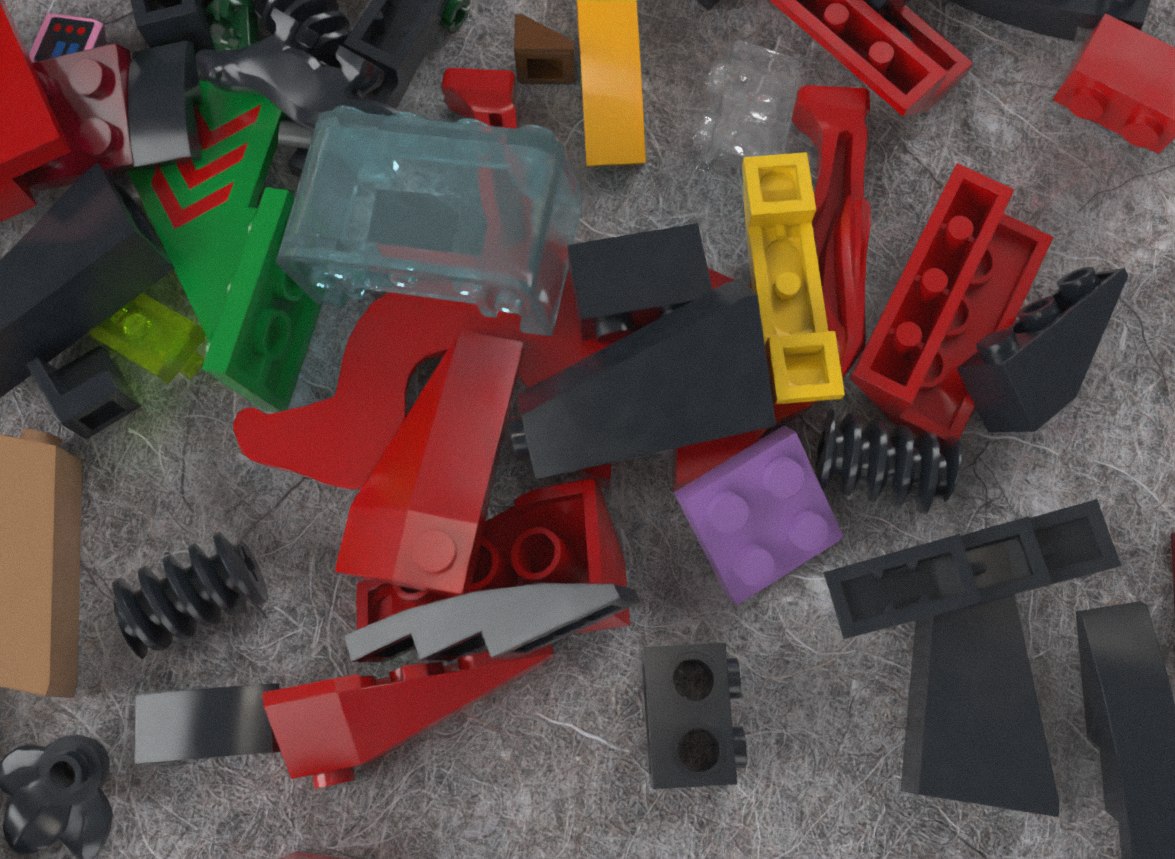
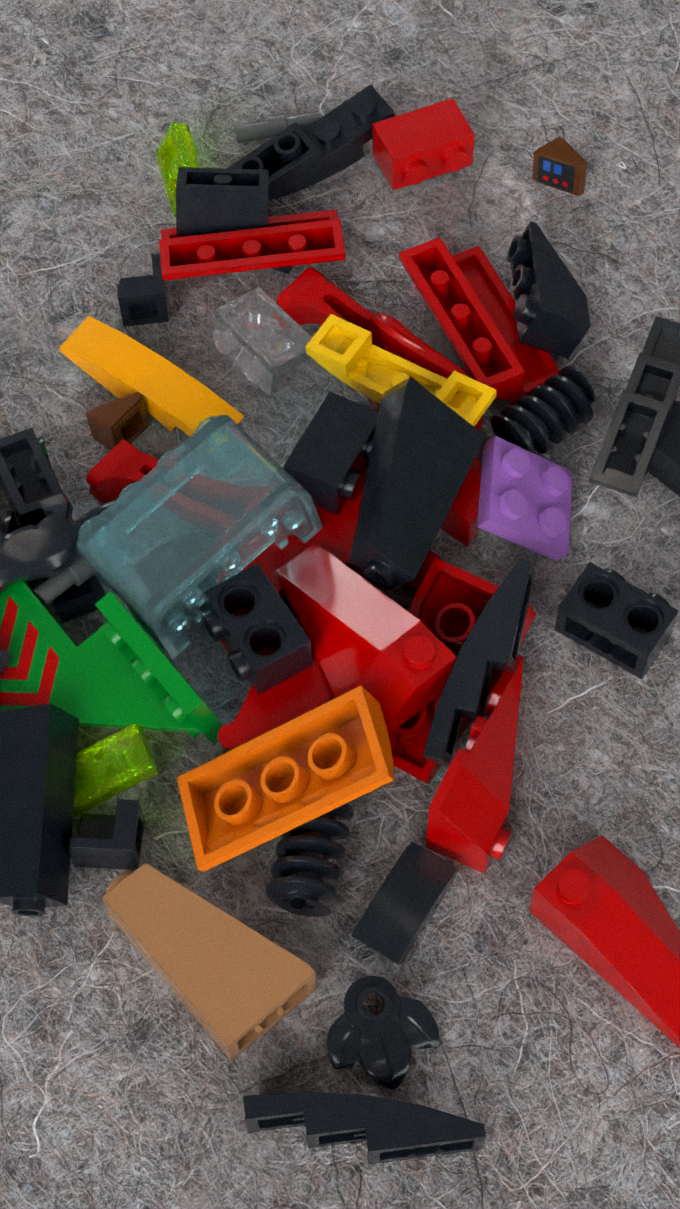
camera: 50 degrees left, 15 degrees down
(224, 523) = (286, 777): none -> orange slope
(385, 364) = (266, 625): none -> black brick

